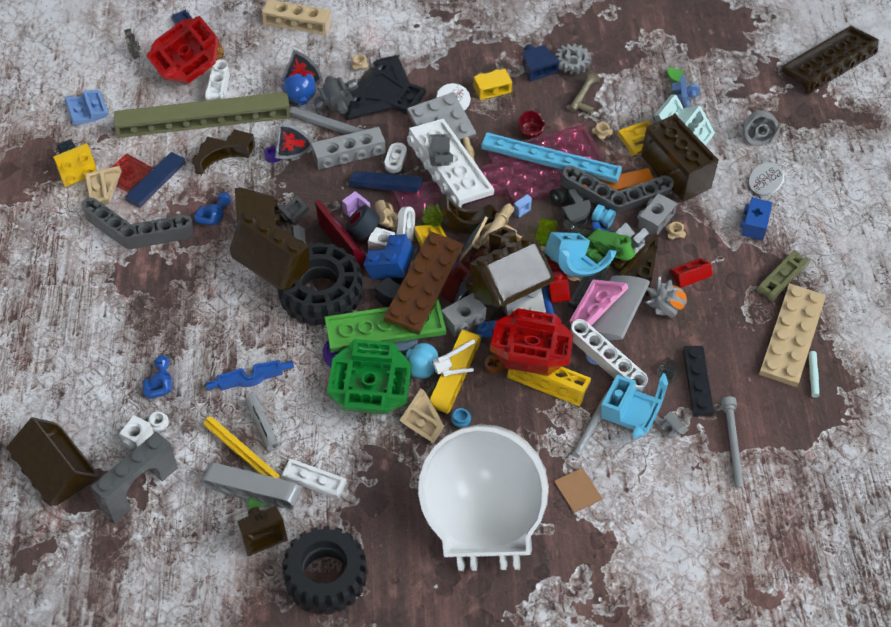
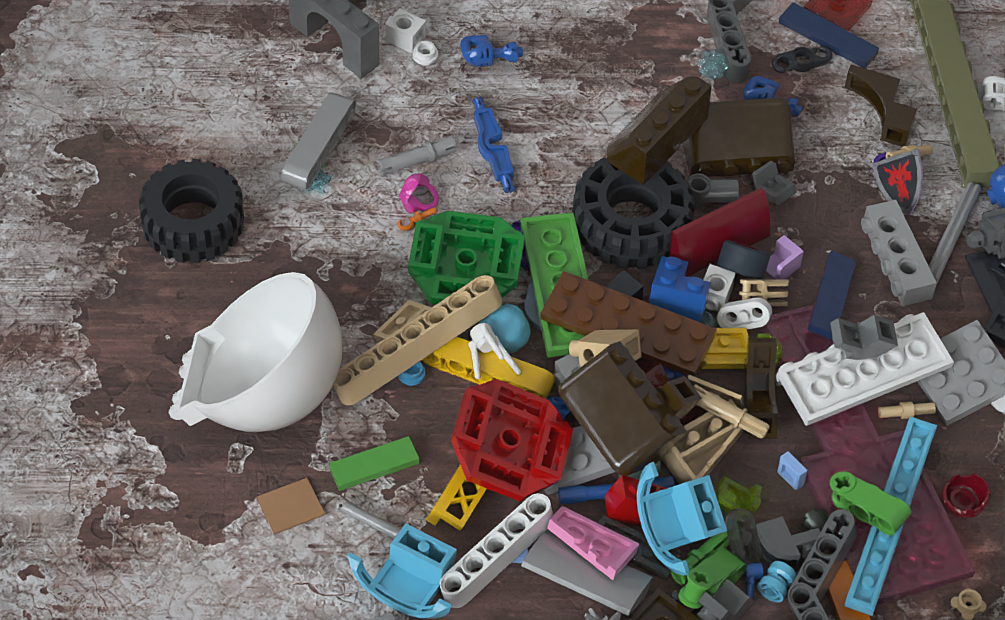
camera: 90 degrees right, 0 degrees up
(177, 188) = (814, 60): none -> black piece
(182, 241) = (712, 64): none -> clear light blue plant
(239, 448) = (377, 136): yellow axle -> none
(262, 529) = (254, 148): dark brown brick -> none
(265, 139) = (923, 150): none -> tan bar
(298, 422) = (410, 202): none -> dark pink piece
(314, 478) = (331, 211): white tile -> none
(320, 420) = (417, 217): none -> orange hand
(395, 157) = (883, 307): white plate -> none
(430, 380) = (417, 340): none -> tan beam
(453, 288) = (598, 340): none -> tan torso
(539, 438) = (373, 463): none -> bright green tile
(552, 162) = (868, 503): none -> bright green piece

